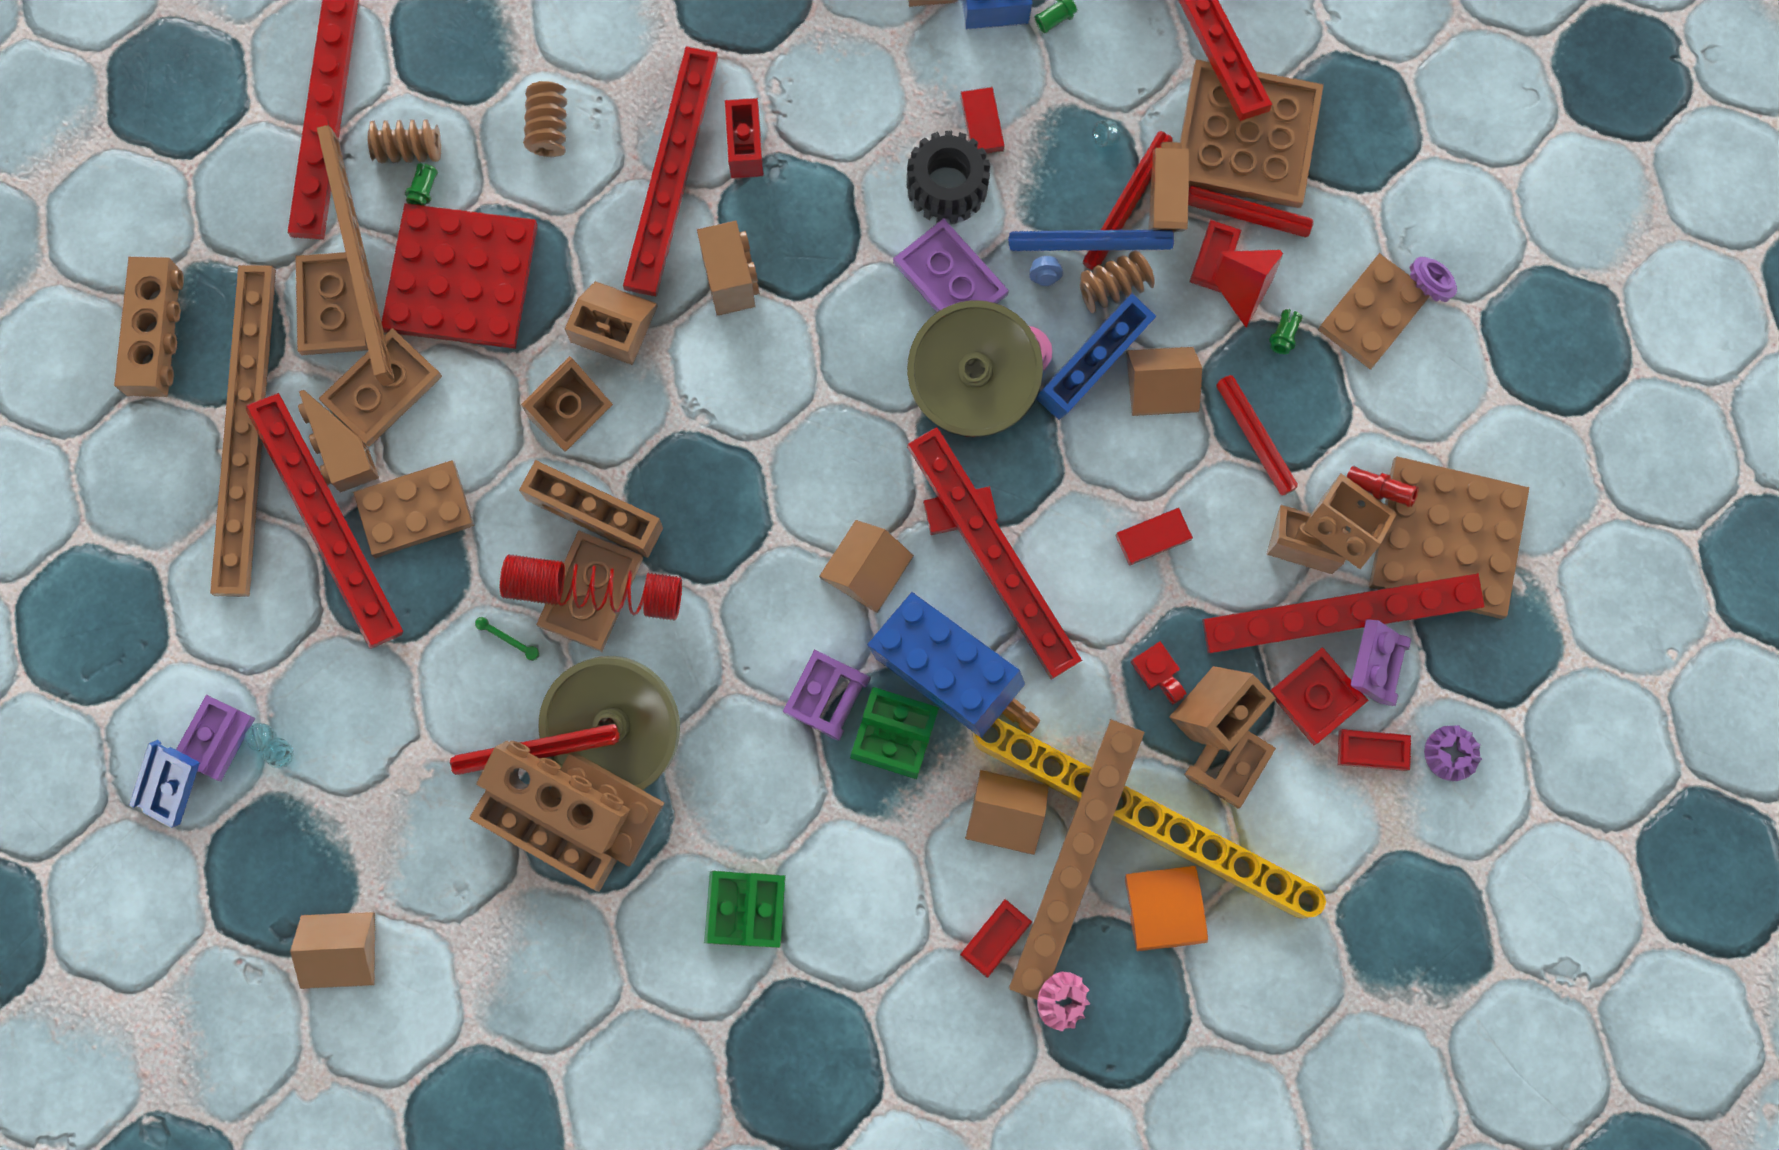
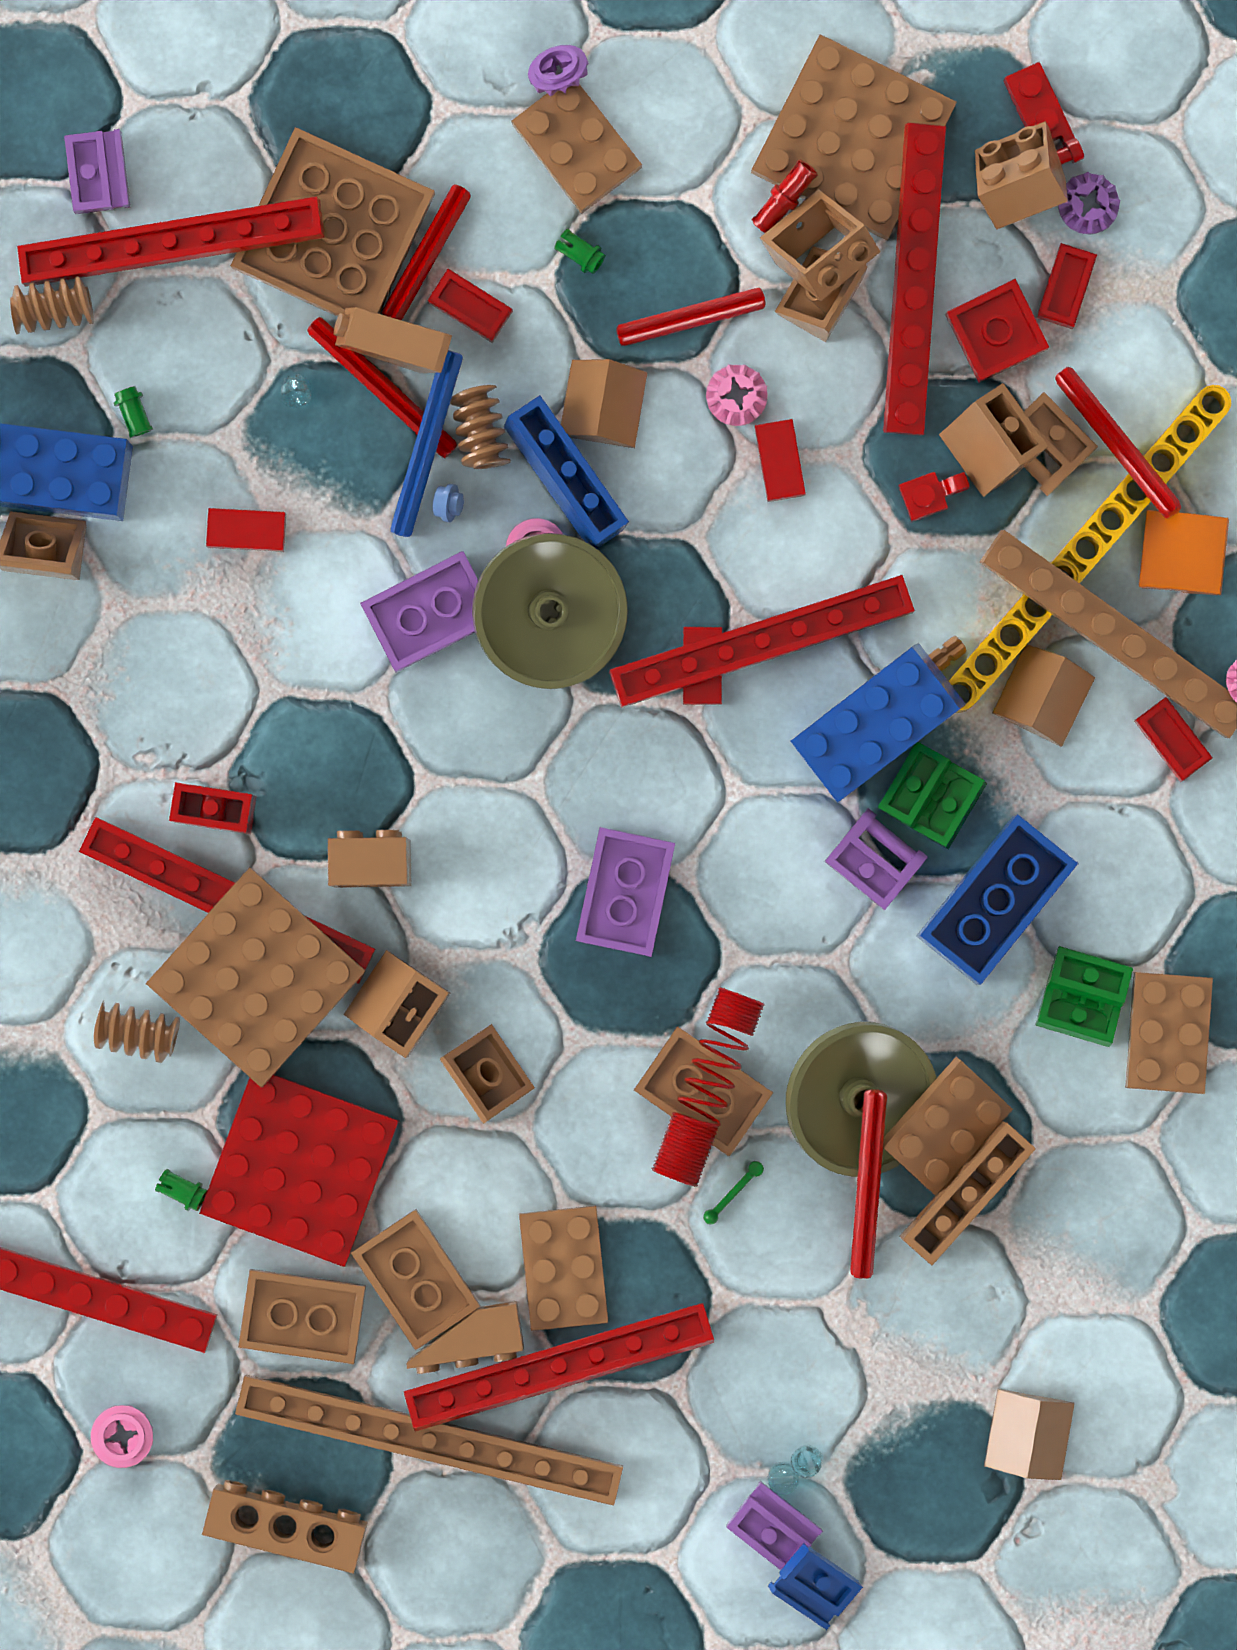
camera: 70 degrees left, 10 degrees up
(192, 183) = (113, 1452): none -> bright pink gear
(356, 256) = (258, 1276): medium nougat tile -> none
(404, 142) = (125, 1200): medium nougat piece -> none
(502, 779) = (948, 1168): medium nougat brick -> none
(591, 508) = (614, 1070): medium nougat brick -> none
(610, 201) = (255, 977): none -> medium nougat plate
(728, 995) = (1169, 1033): none -> medium nougat plate
(749, 487) = (625, 892): none -> medium lavender plate
(812, 806) = (997, 899): none -> blue brick
(867, 564) = (740, 783): medium nougat slope -> none
(952, 153) = (300, 555): black tyre -> none
(1197, 502) = (727, 410): none -> bright pink gear
(1245, 278) = (510, 281): red slope -> none
(1248, 822) = (1118, 442): none -> red axle
(1379, 662) = (977, 255): medium lavender plate -> none
(1460, 682) = (1020, 175): none -> medium nougat slope
(1516, 695) = (1037, 104): none -> red plate

